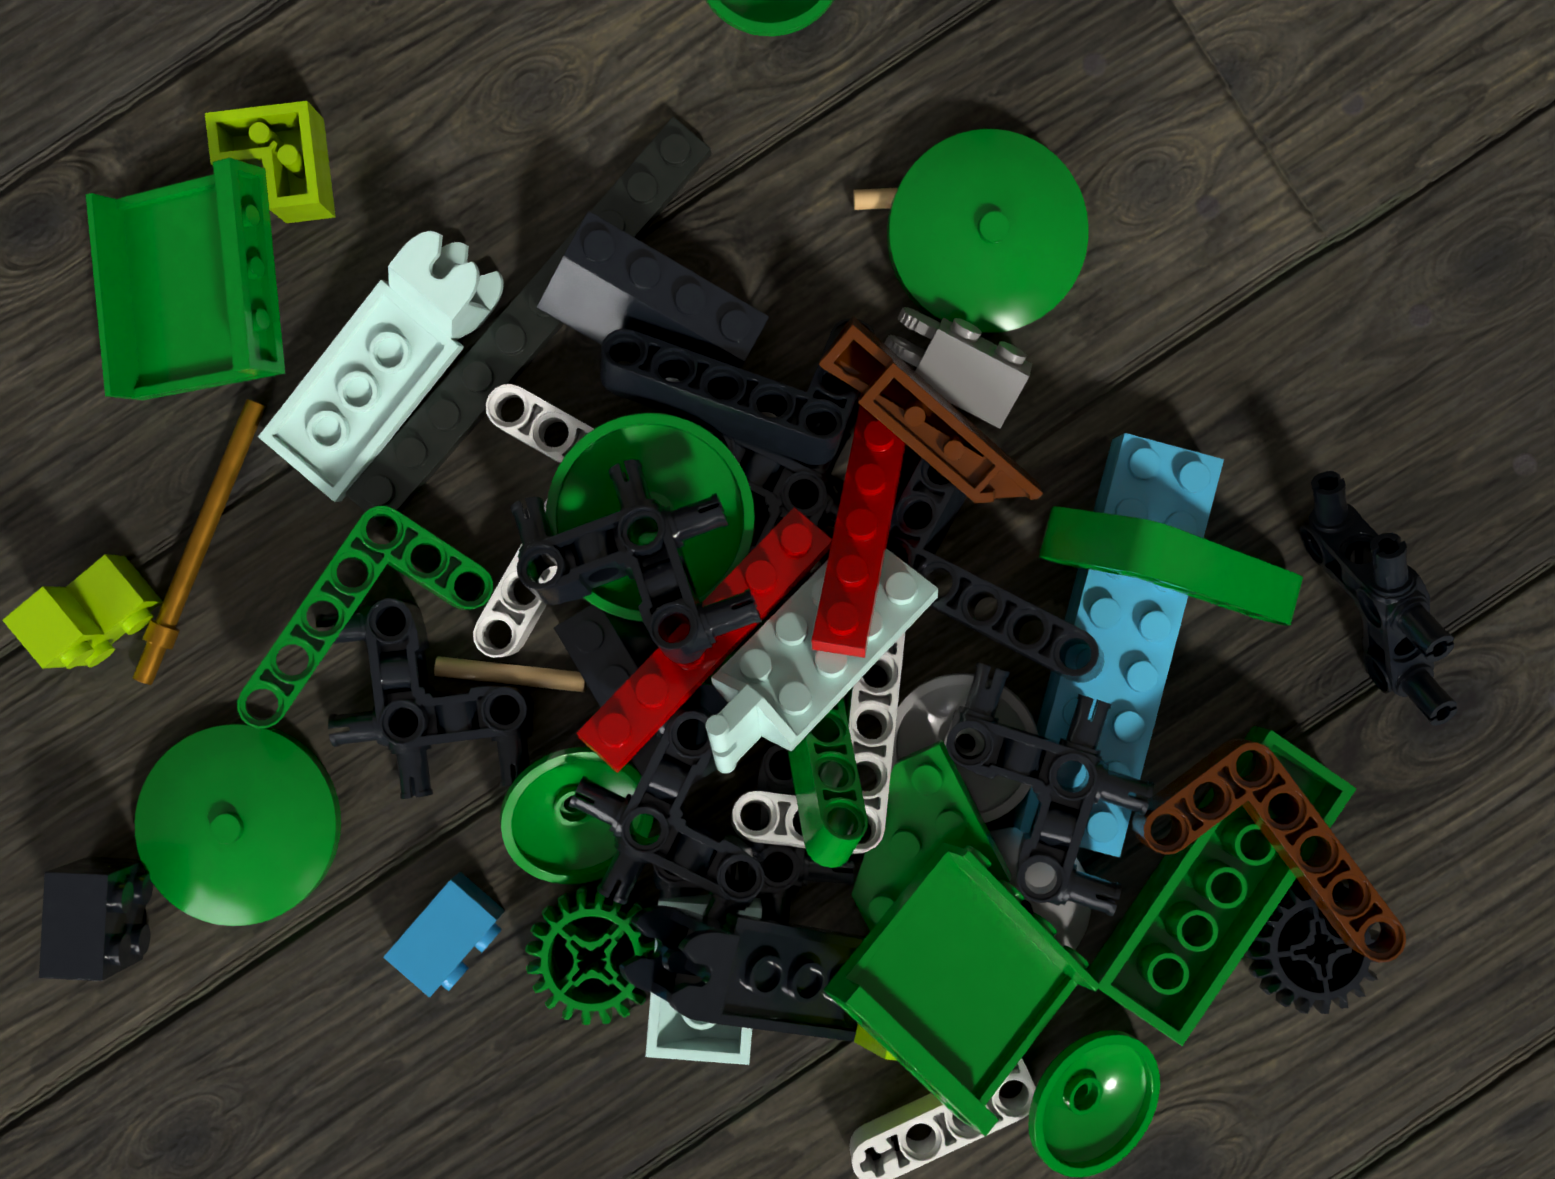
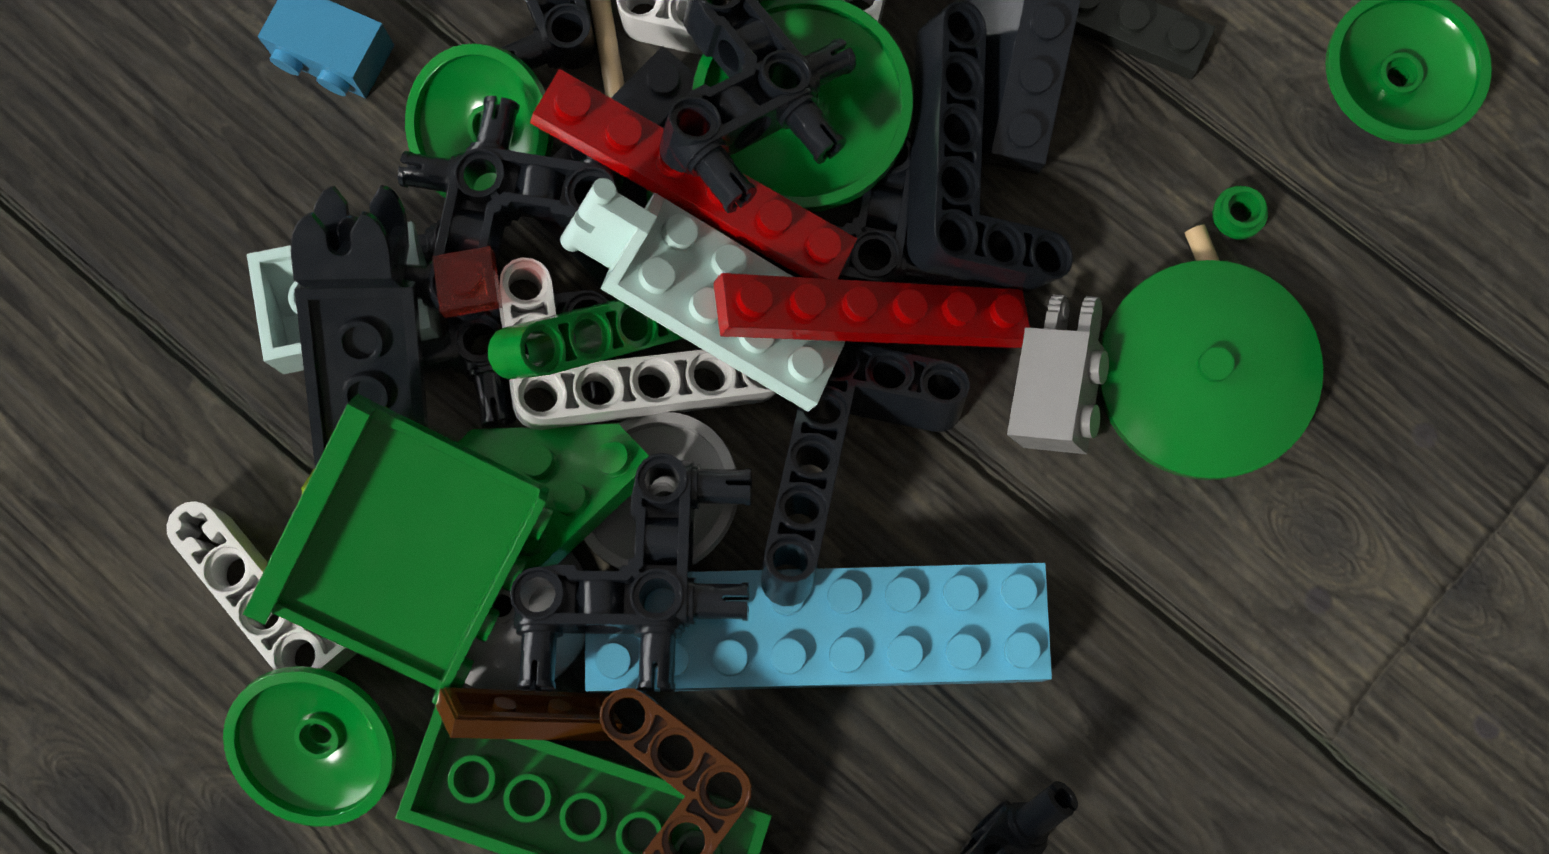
camera: 80 degrees right, 10 degrees down
(566, 987) = (354, 152): green gear -> none
(747, 867) = (467, 282): none -> clear red plate
(855, 140) = (1247, 199): none -> green plate
(924, 418) = (992, 344): reddish brown wedge -> none
(1124, 936) = (522, 714): none -> reddish brown tile
(1172, 561) = (923, 661): green beam -> none

